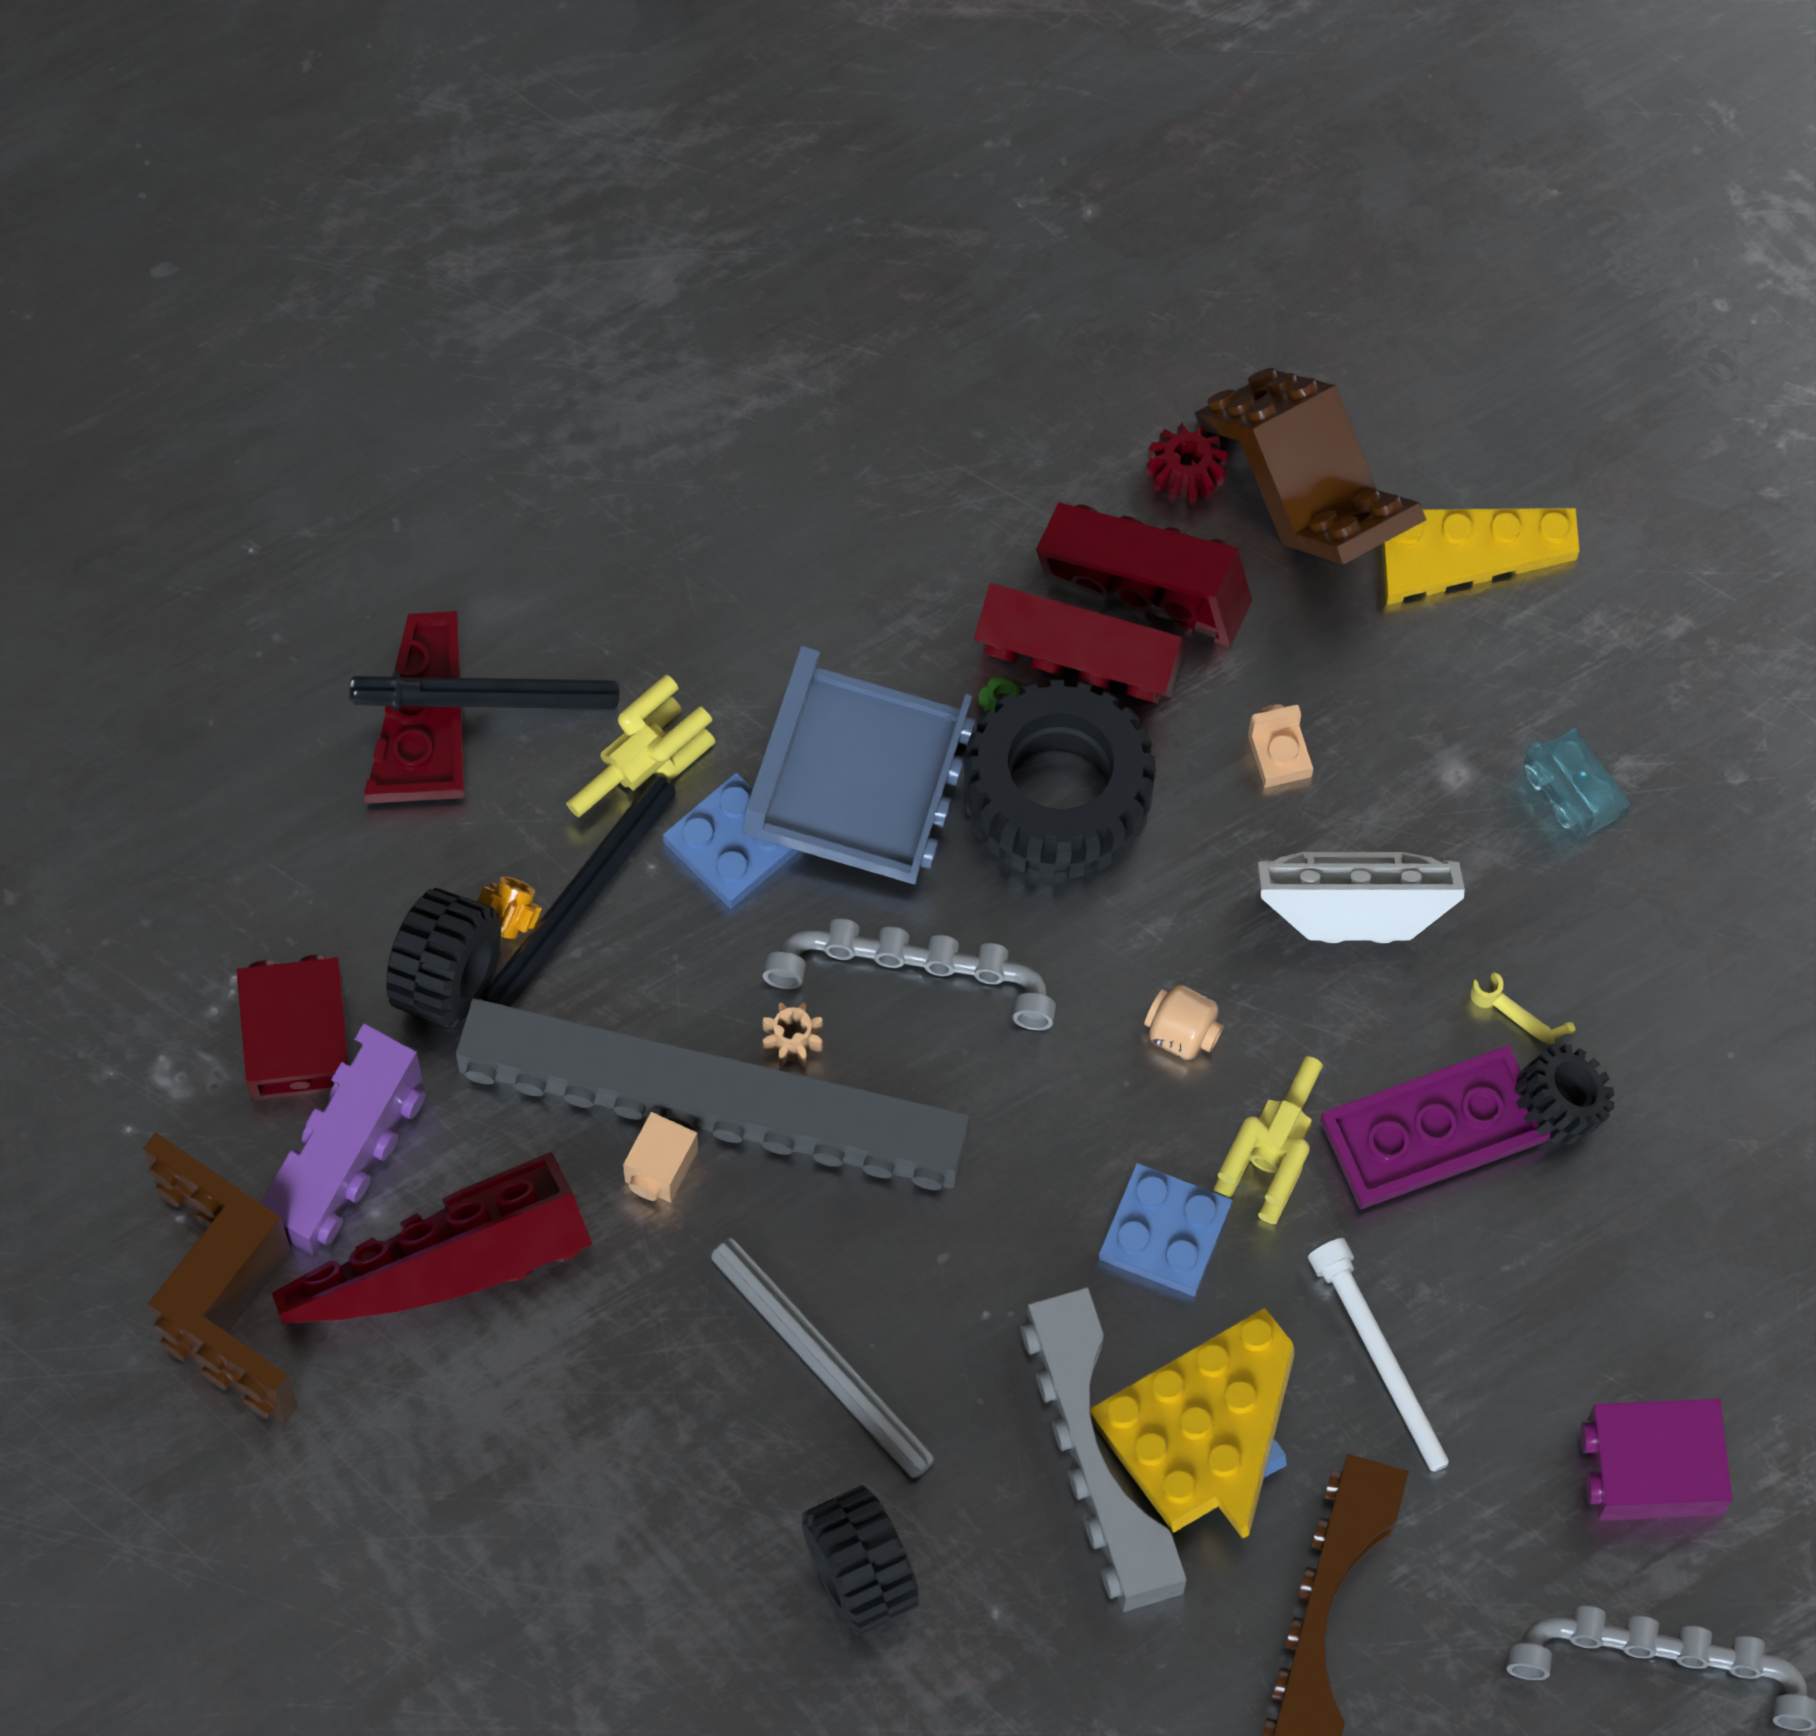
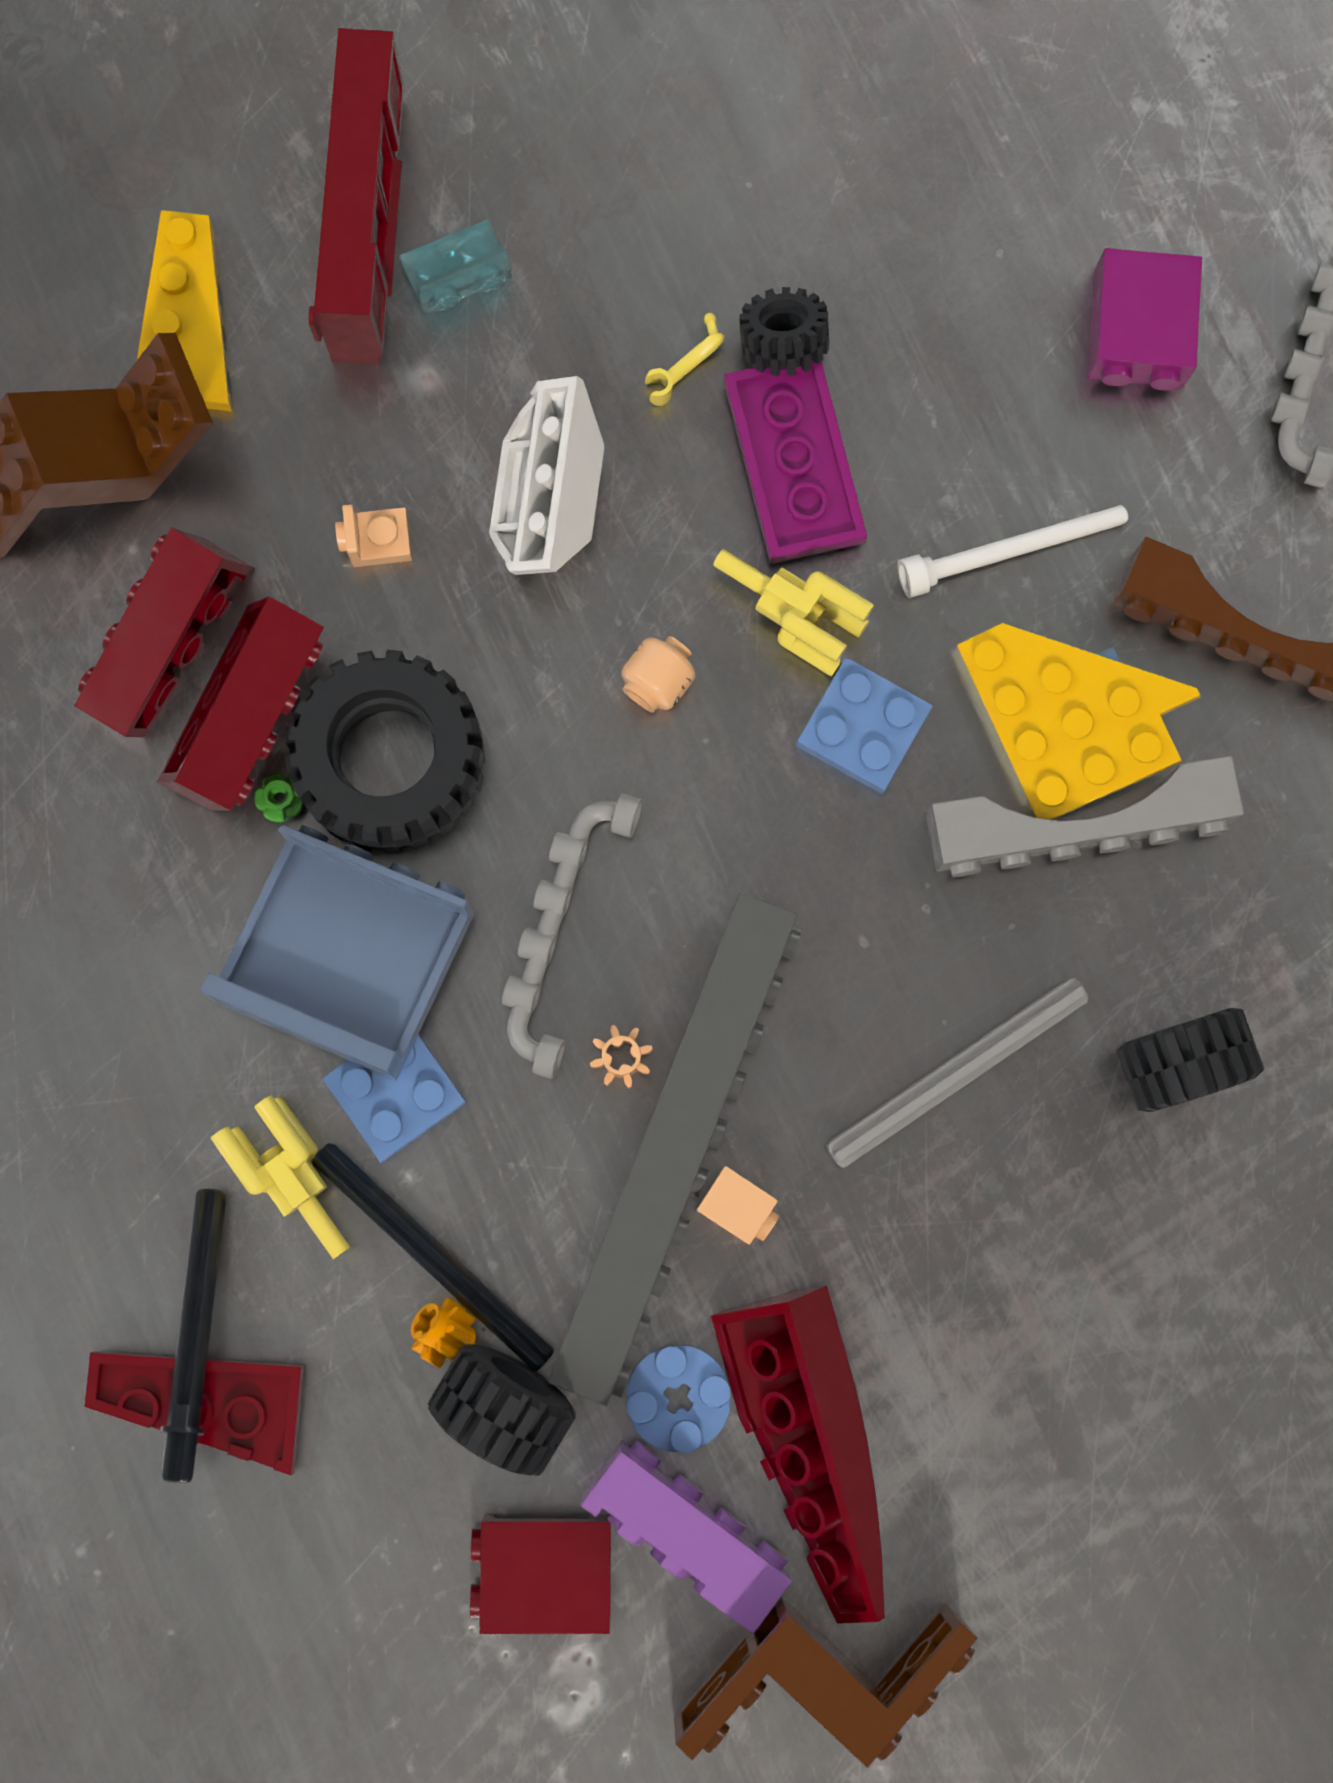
camera: 85 degrees left, 15 degrees up
(457, 1105) = (684, 1429): none -> medium blue plate
(1191, 448) = (51, 556): dark red gear -> none
(1517, 674) = (352, 268): none -> dark red piece

